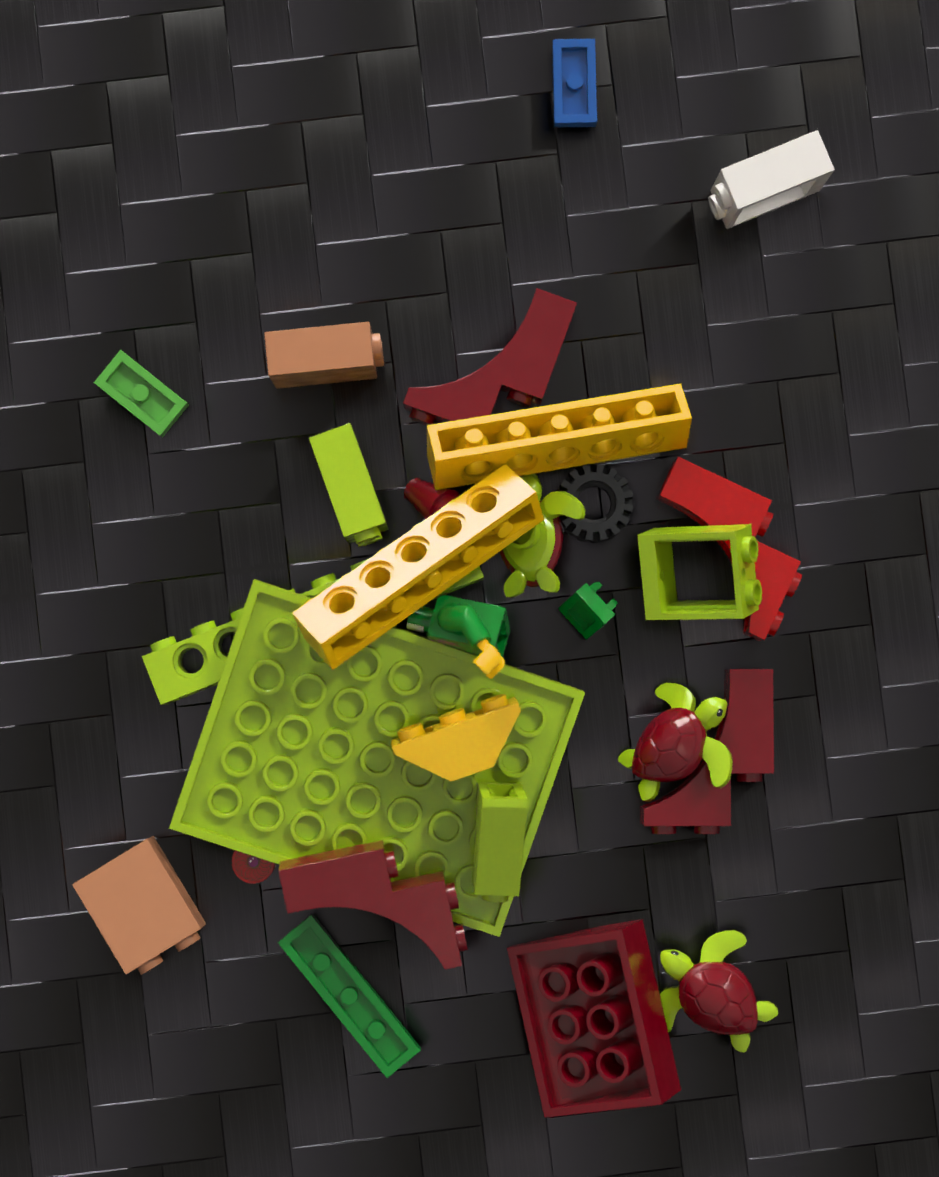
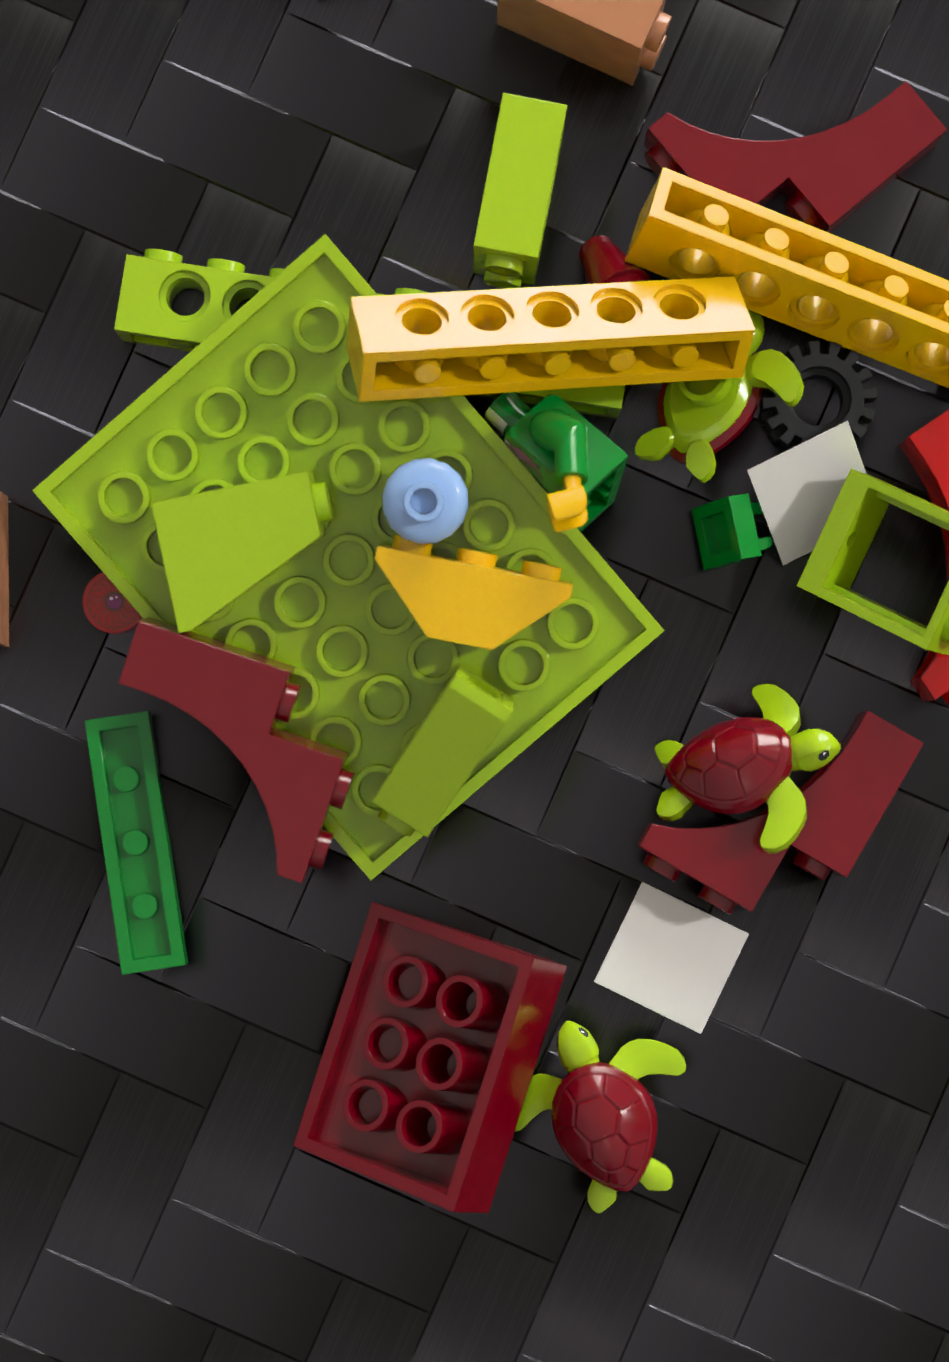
camera: 30 degrees right, 0 degrees up
(304, 788) = (234, 538): none -> lime slope
(403, 702) = (425, 500): none -> light blue head
(616, 559) = (802, 487): none -> white sticker
(699, 876) = (671, 957): none -> white sticker

